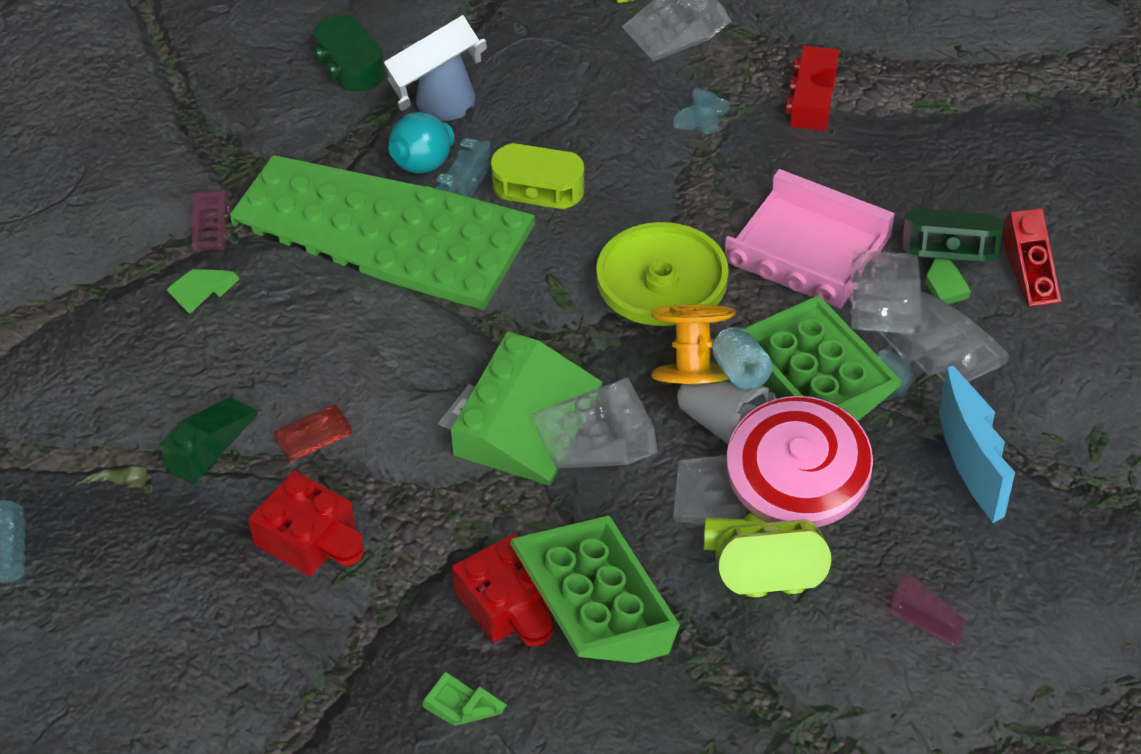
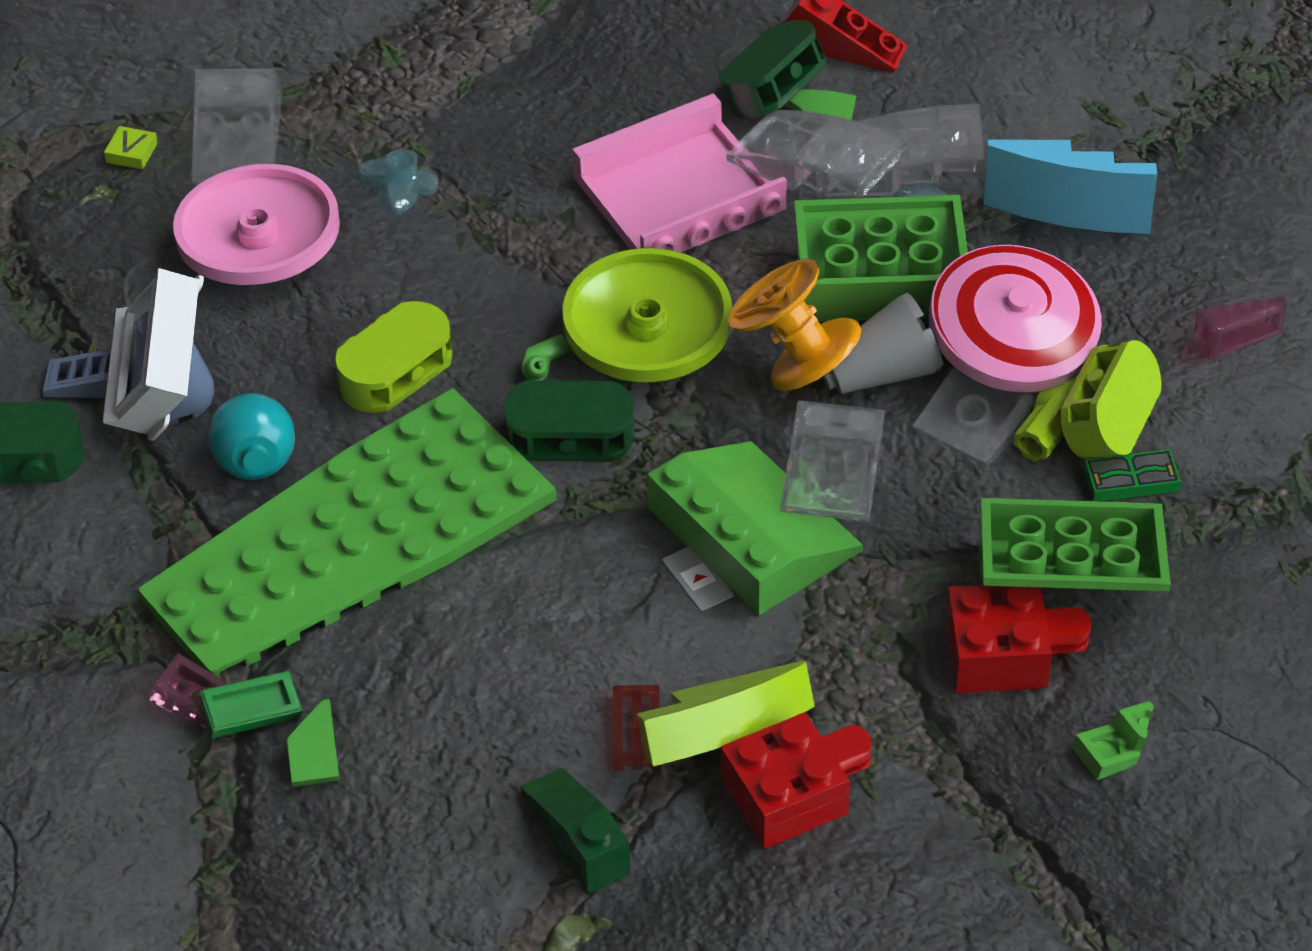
camera: 60 degrees left, 0 degrees up
(213, 243) = (250, 704): none -> green tile
(331, 462) = (724, 712): none -> lime slope
(467, 169) = (324, 416): clear light blue hinge -> none
(545, 280) = (569, 420): none -> dark green brick
(589, 244) = (538, 357): none -> bright green arm
(595, 63) = (256, 224): none -> bright pink dish
(727, 609) = (1132, 475): none -> tile
(742, 358) = (861, 289): clear light blue piece -> none
(812, 88) = (474, 86): red arch -> none

